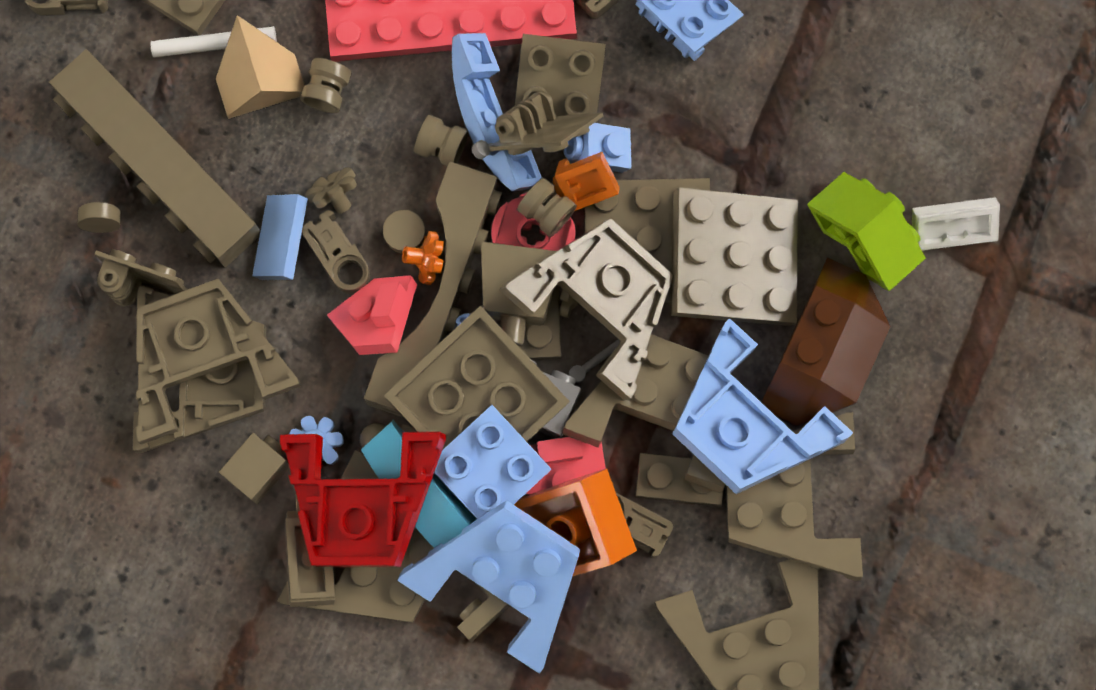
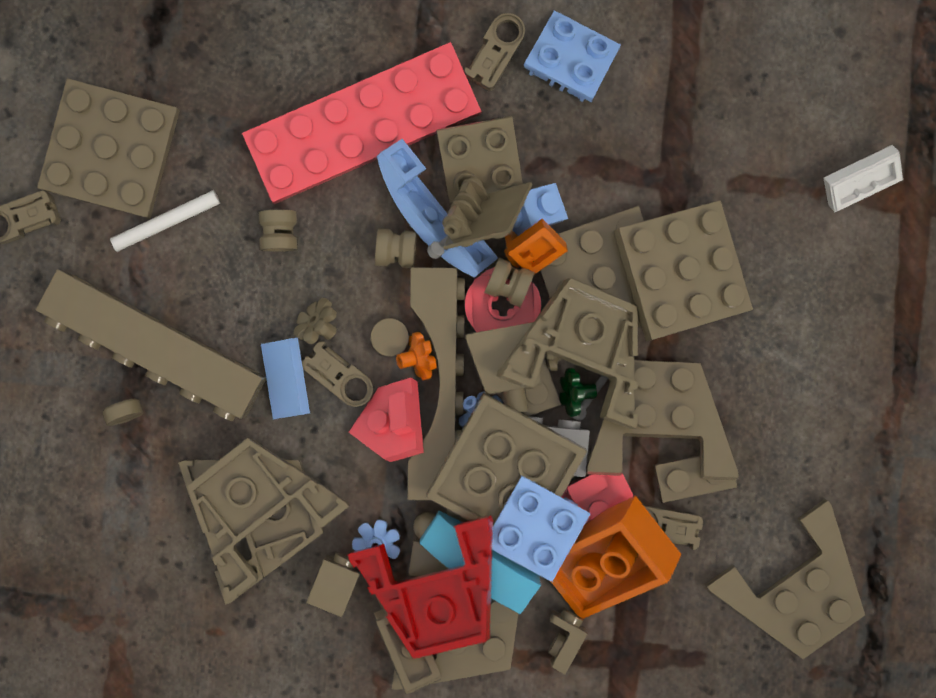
camera: 20 degrees left, 10 degrees up
(121, 276) = (163, 458): dark tan hinge -> none
(256, 71) = (212, 236): tan slope -> none
(513, 561) = (582, 601): light blue wing -> none
(580, 347) = (575, 392): none -> dark green plant
(737, 432) = (732, 425): light blue wing -> none
(779, 518) = (779, 468): dark tan wing -> none
(829, 347) = (787, 321): reddish brown wedge -> none
(870, 228) = (792, 208): lime brick -> none

